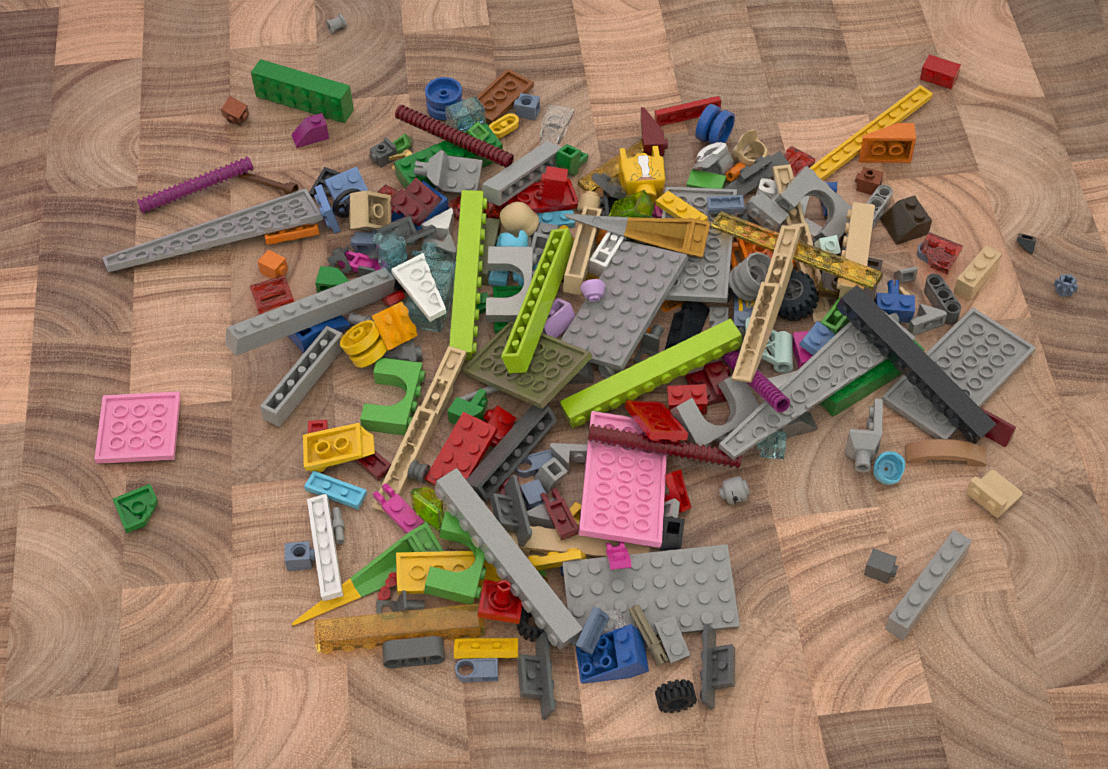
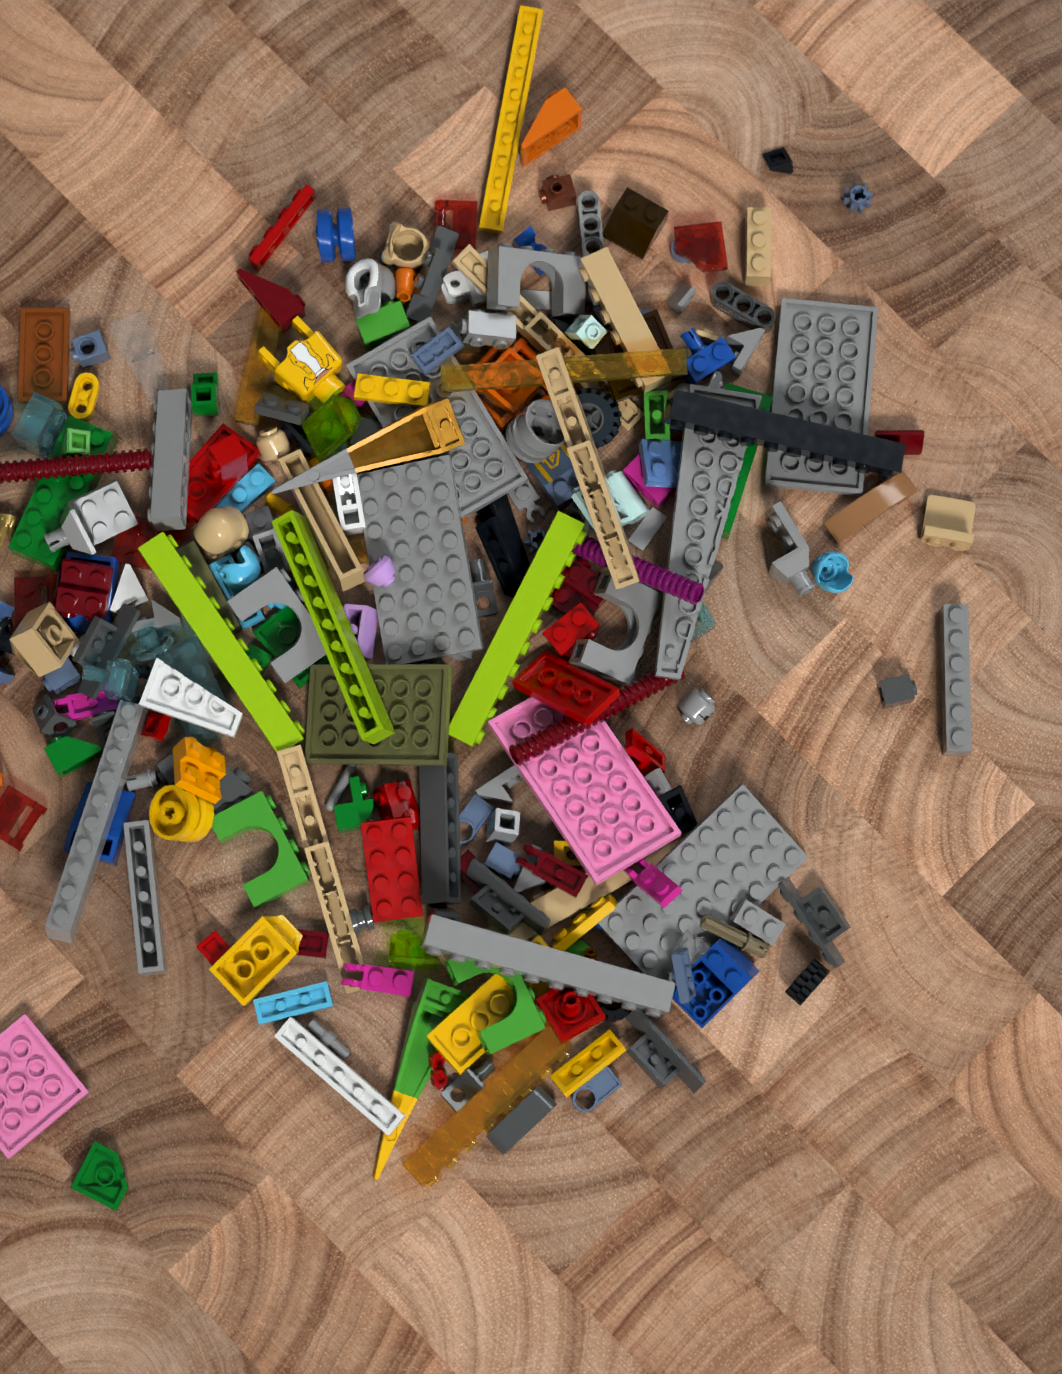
camera: 40 degrees left, 25 degrees up
(293, 550) = (310, 1108): sand blue brick -> none

